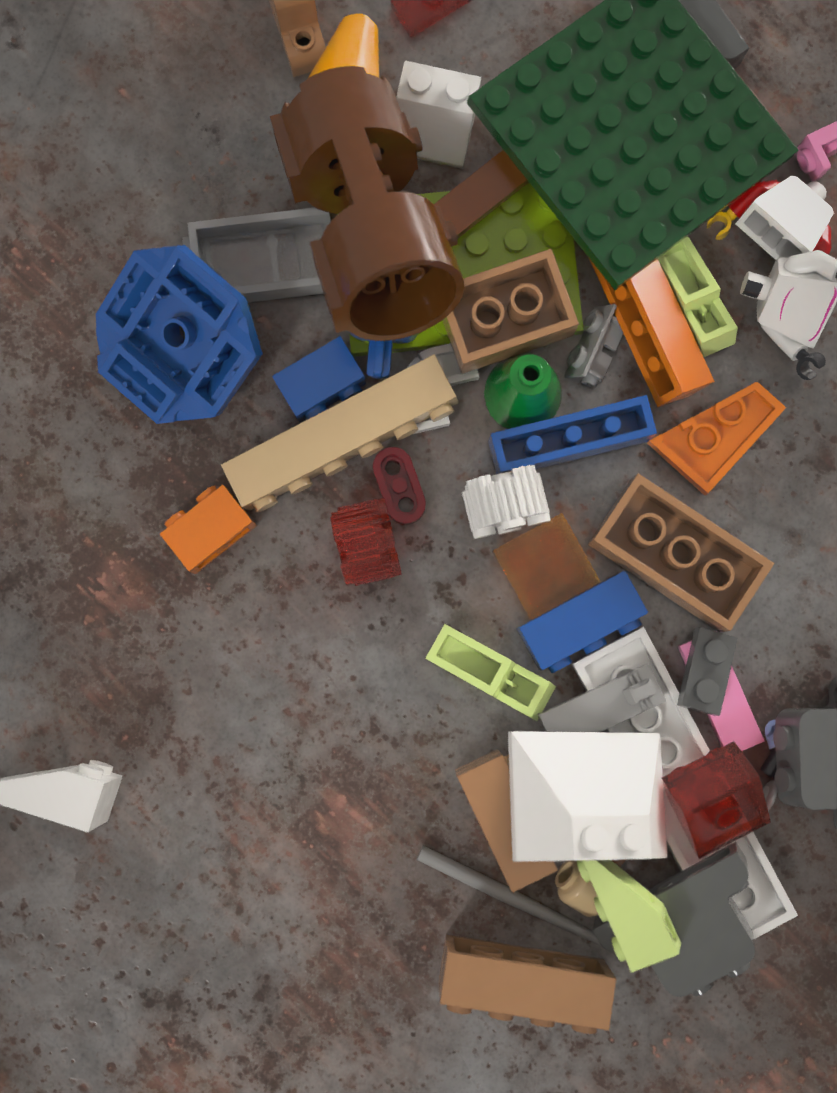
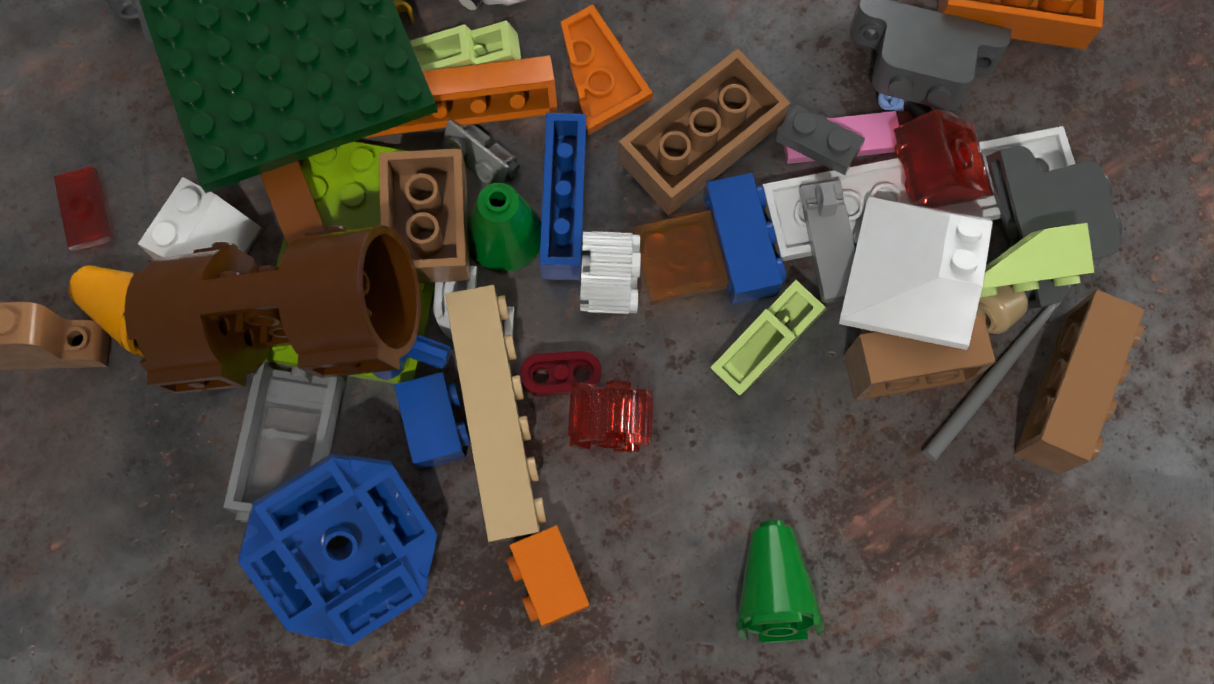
camera: 75 degrees left, 10 degrees down
(253, 736) = (777, 589): none -> green cone

